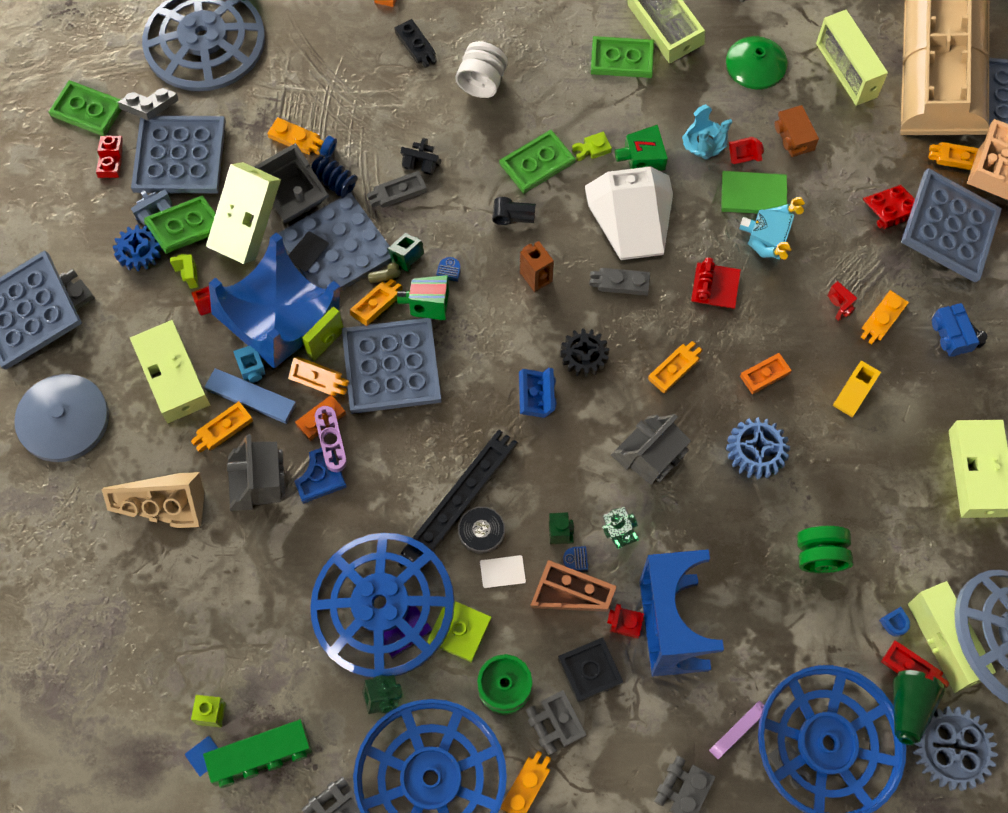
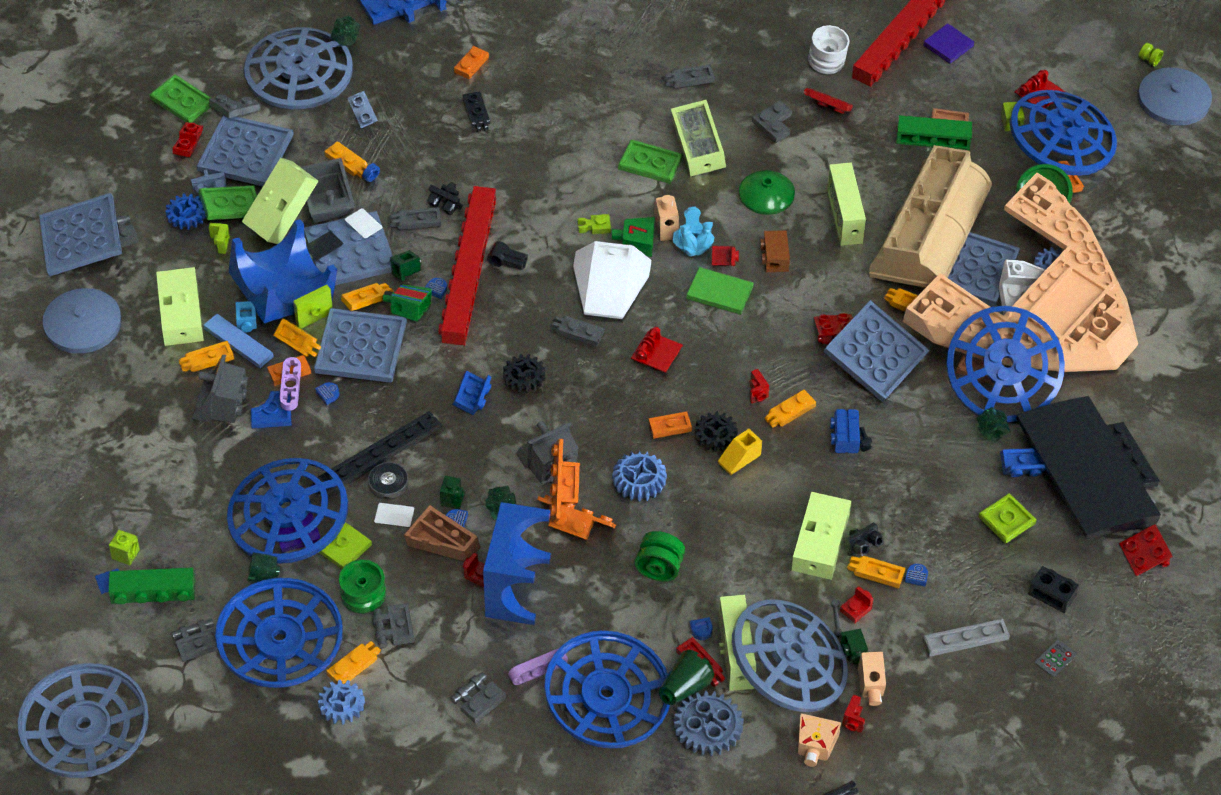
camera: 15 degrees right, 15 degrees down
(168, 499) = (143, 396): tan wedge -> none
(202, 300) = (223, 263): red slope -> none
(293, 72) = (362, 109): none -> sand blue hips
(334, 175) = (367, 194): dark blue piece -> none
(342, 212) = (363, 223): none -> white sticker
(374, 434) = (328, 392): none -> blue tile
(384, 275) = (388, 278): olive arm -> none
(476, 235) = (468, 266): none -> red brick
(481, 69) = (521, 141): white wheel -> none
(536, 266) = (507, 293): dark orange brick -> none
(537, 161) = (544, 224): bright green tile -> none
(590, 670) = (436, 596): black plate -> none
(670, 120) = (665, 210): none -> light nougat torso
(675, 367) = (596, 402): light orange hinge -> none
(689, 487) = (565, 481): none -> orange bracket
(706, 524) = (574, 521): none -> orange bracket
(772, 229) = (721, 319): medium azure torso -> none
(818, 368) = (715, 430): none -> black gear

